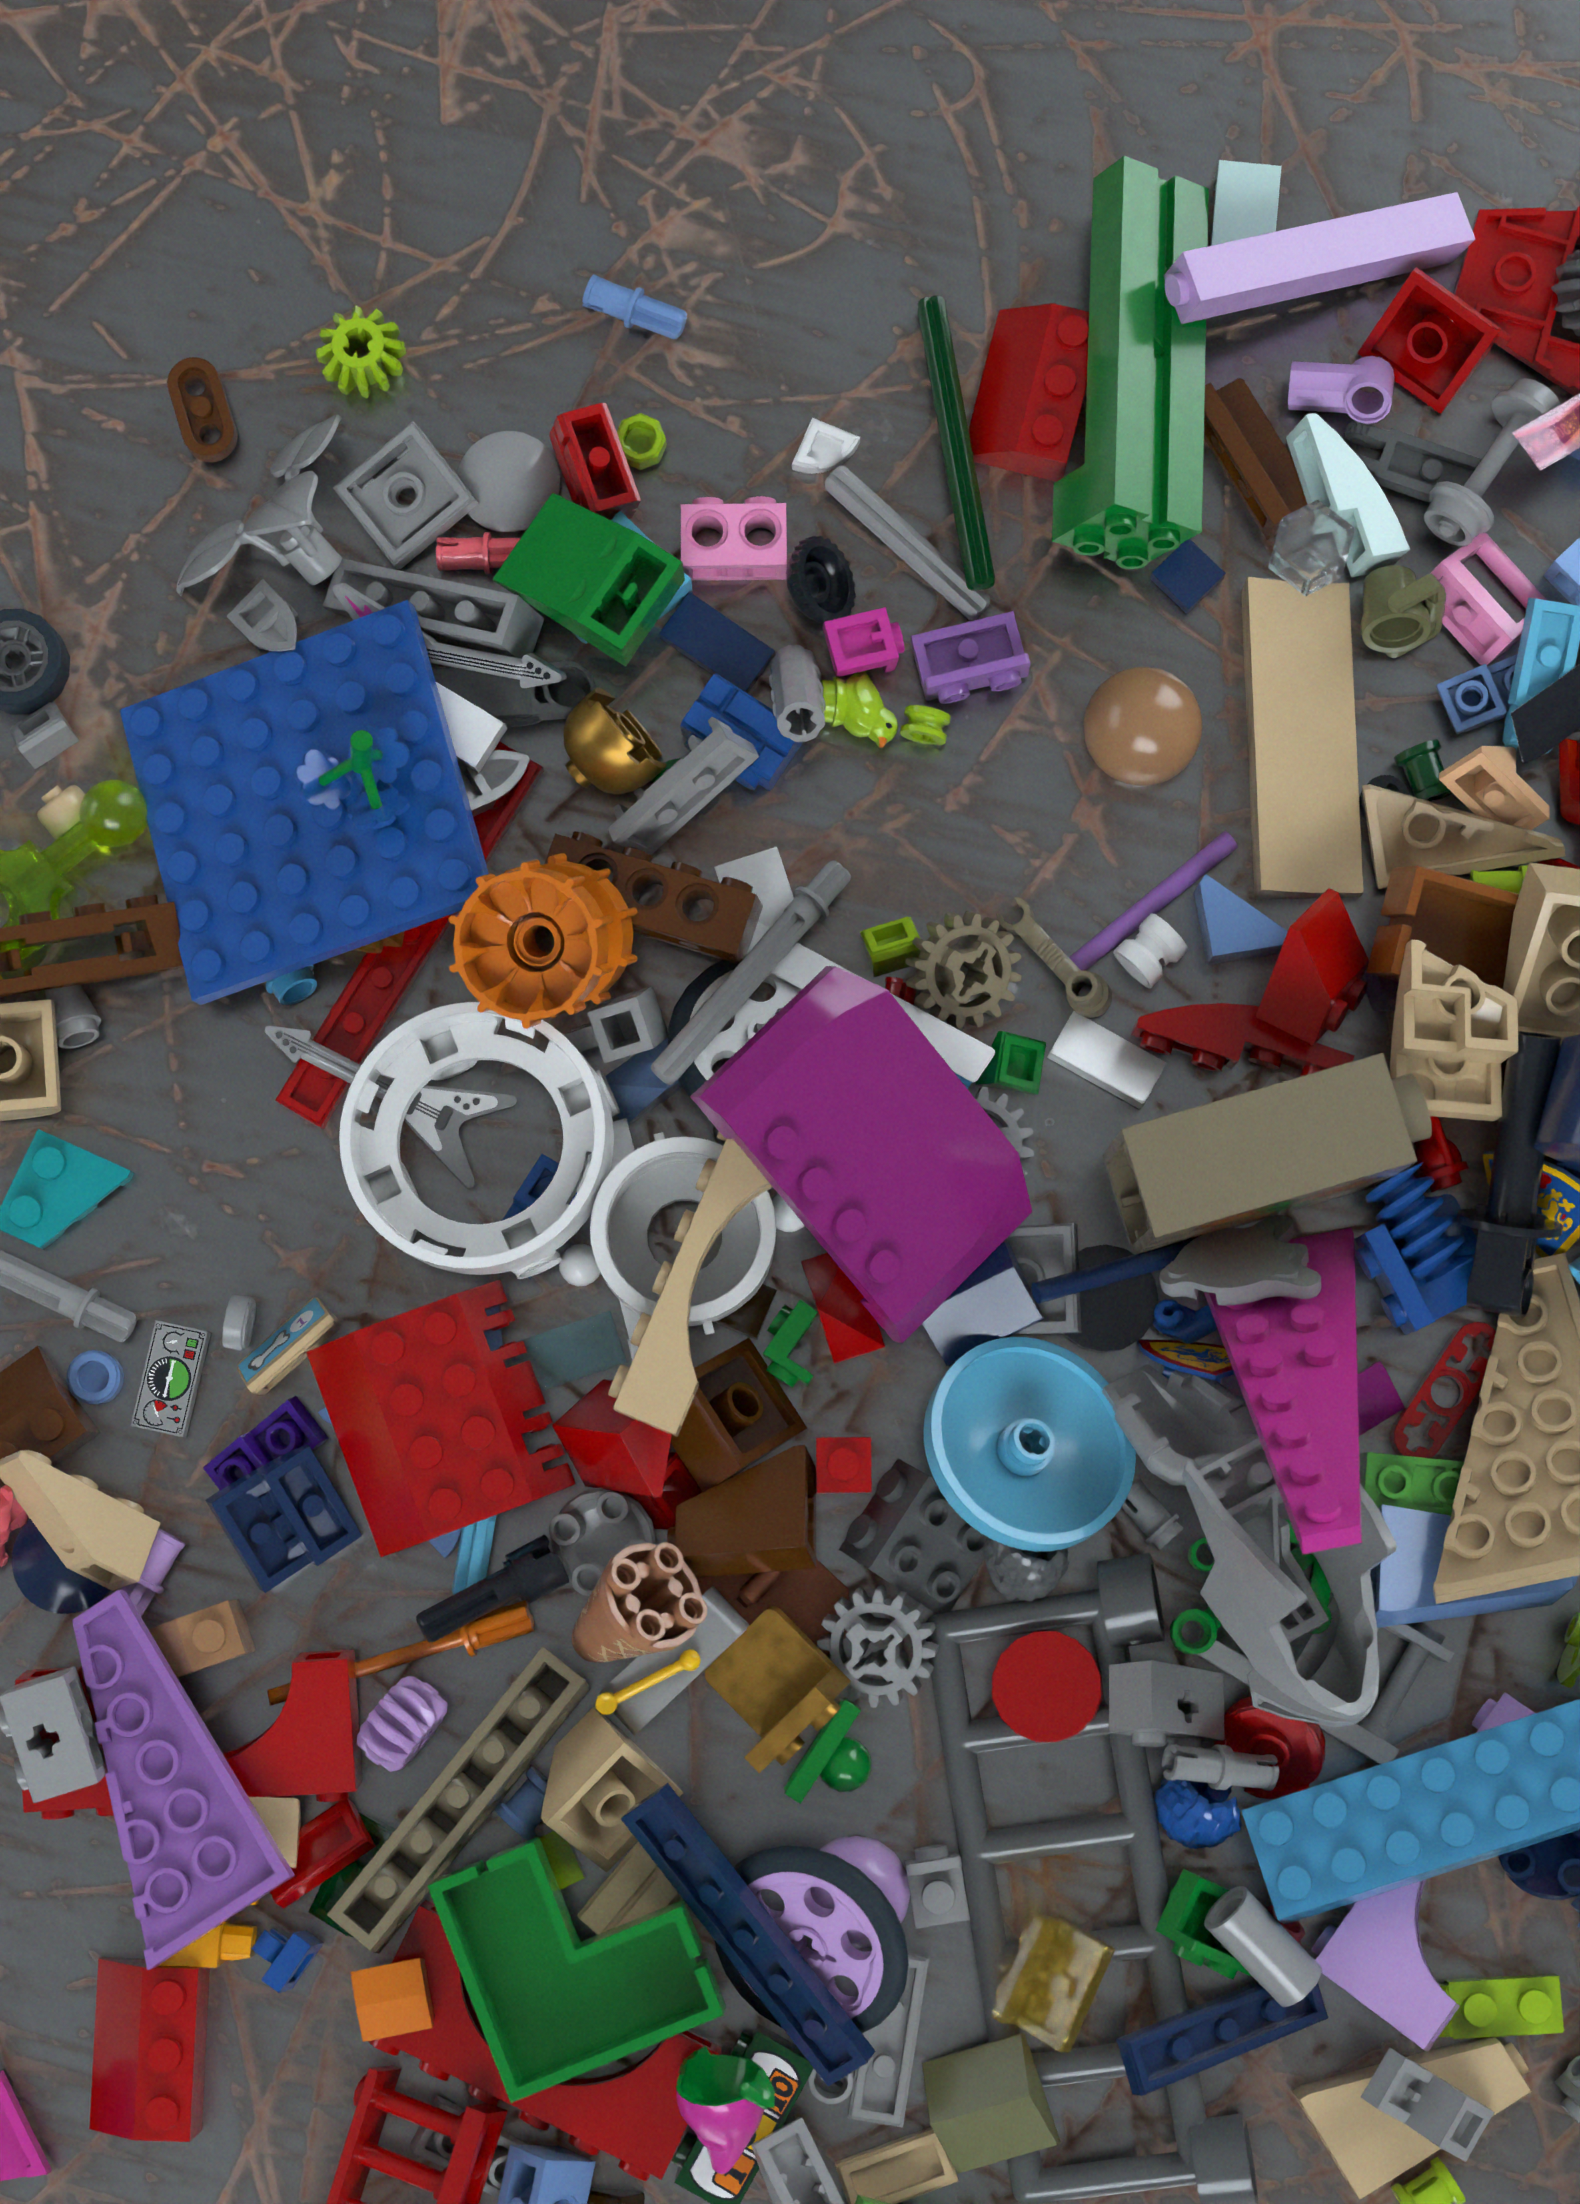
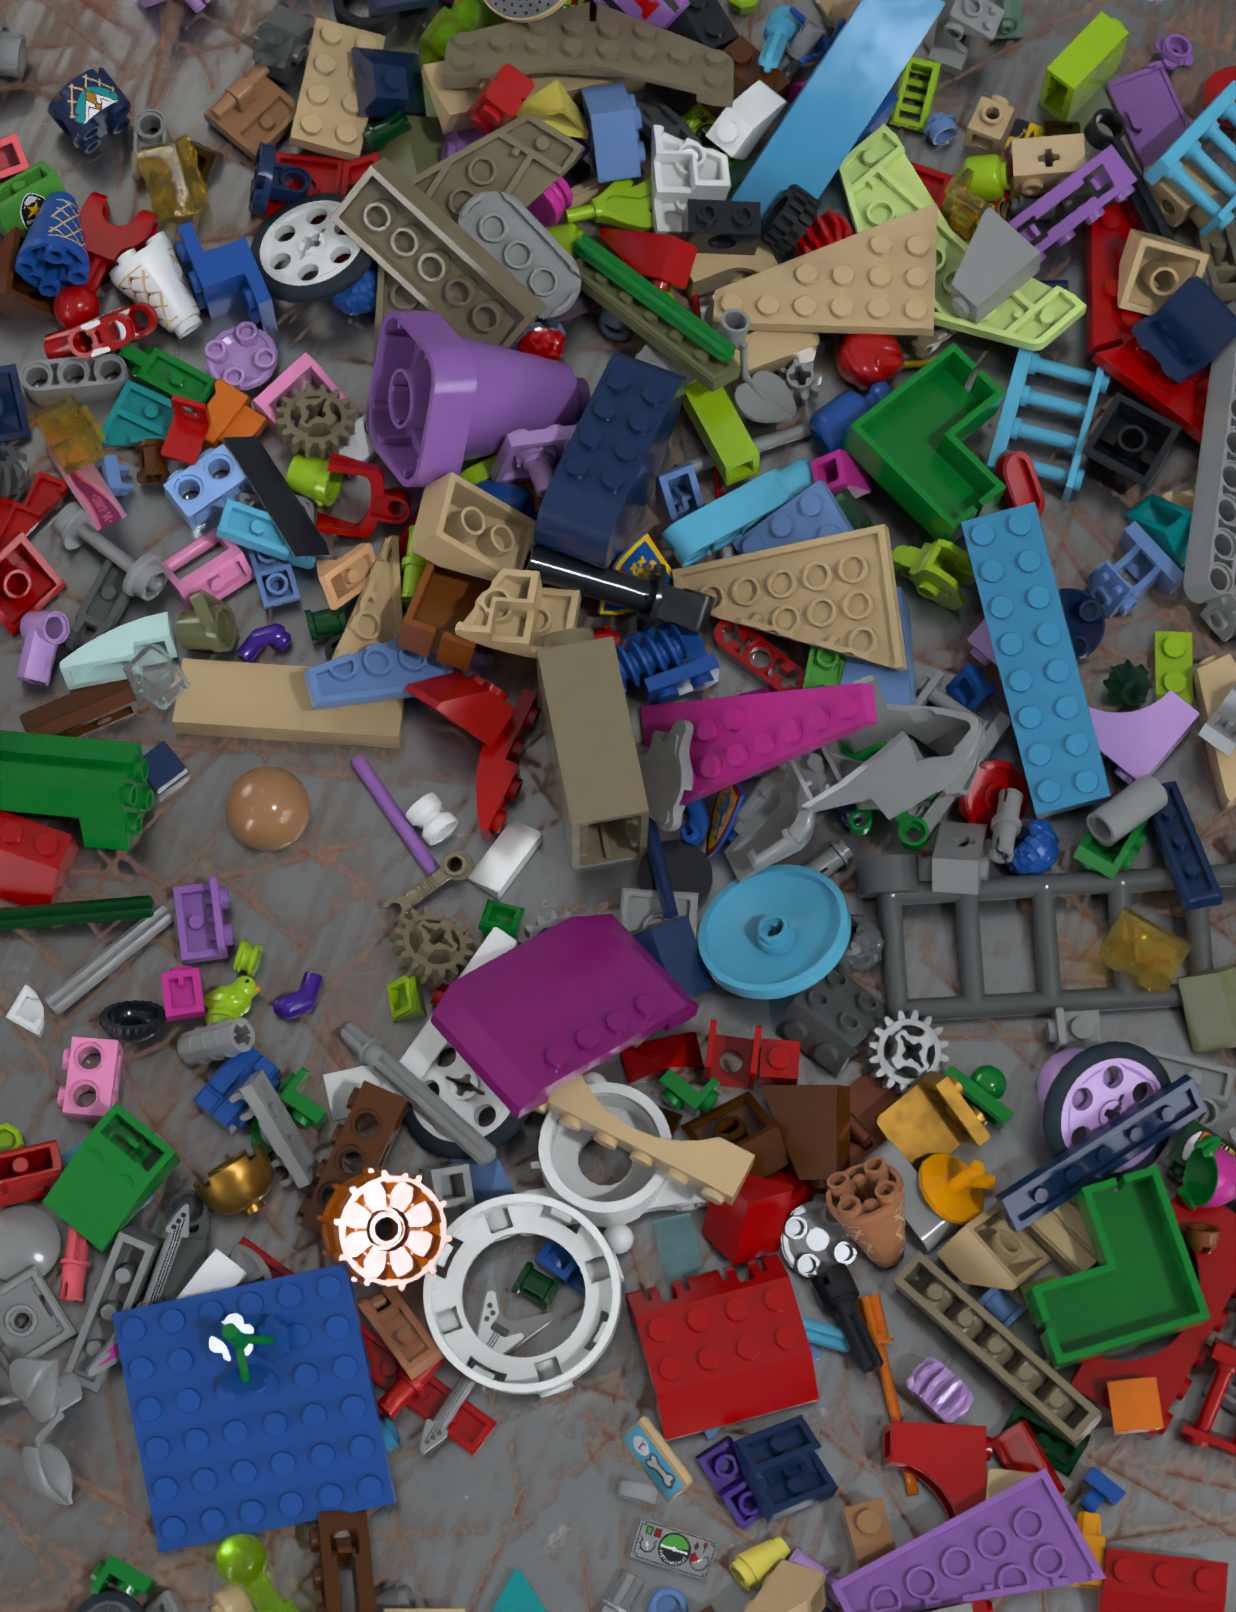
camera: 90 degrees left, 10 degrees down
(86, 673) = (129, 1579): none -> green bracket
(159, 1494) = (756, 1562): none -> light yellow cone
(266, 619) = (106, 1430): light grey plate -> none
(353, 1001) = (404, 1390): none -> red pin
(412, 988) = (401, 1331): none -> nougat plate
(506, 1161) = (536, 1286): none -> dark green bush
(608, 1702) = (934, 1240): yellow hinge -> none
(641, 2087) = (1203, 1236): none -> dark orange hinge
(687, 1724) = (953, 1187): none -> light orange shield
(716, 643) = (168, 1099): dark blue tile -> none
(718, 823) = (303, 1110): none -> green bracket
(864, 1375) = (746, 1048): none -> red piece
(872, 802) = (301, 1001): none -> dark purple arm
(1047, 1687) = (943, 936): red tile -> none
(1232, 926) = (420, 762): medium blue slope -> none
(1343, 836) = (370, 675): none -> medium blue wing
(1393, 689) = (261, 637): none -> dark purple arm
(1434, 1704) = (971, 687): none -> blue tile
(1467, 1939) = (1128, 684): none -> clear green gear

